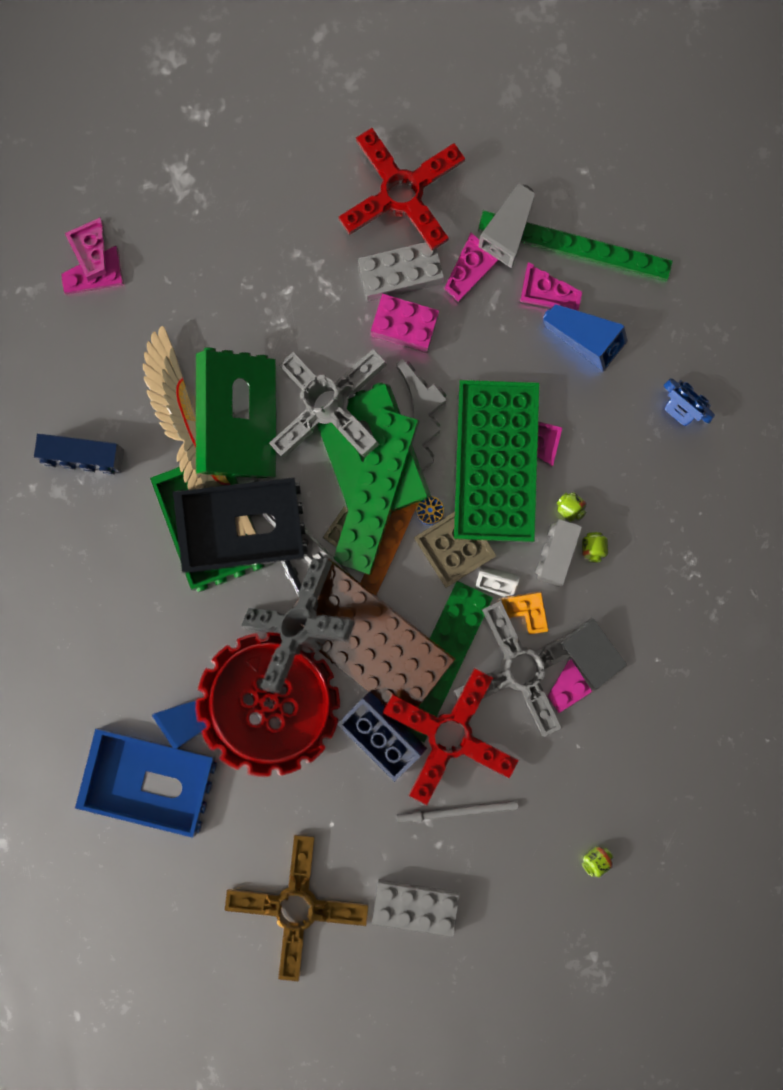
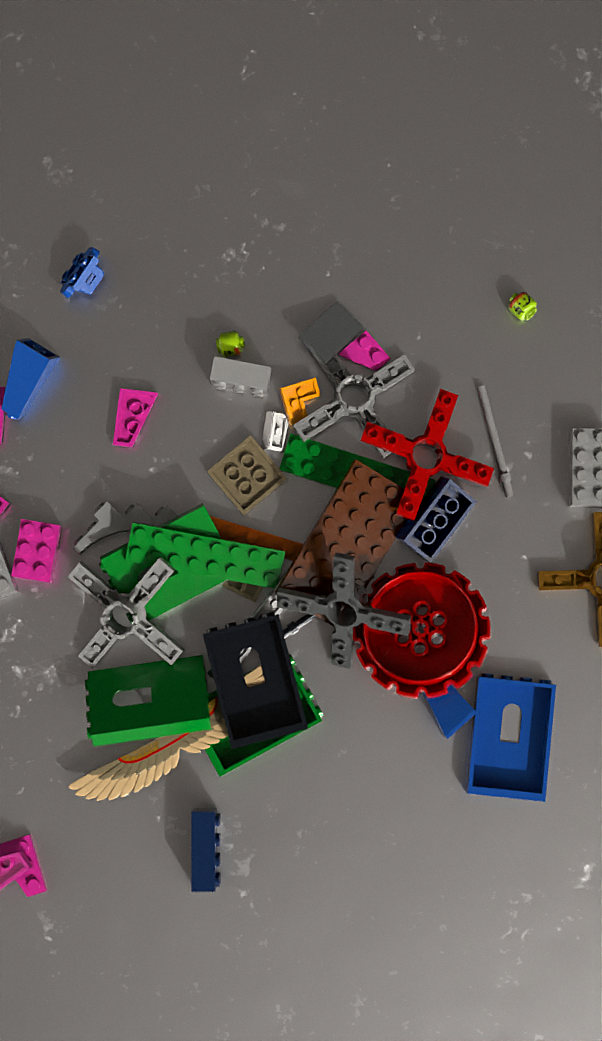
camera: 105 degrees left, 0 degrees up
(430, 511) = (216, 503): wheel -> none
(496, 461) = (160, 445): green plate -> none
(571, 507) = (194, 370): lime head -> none

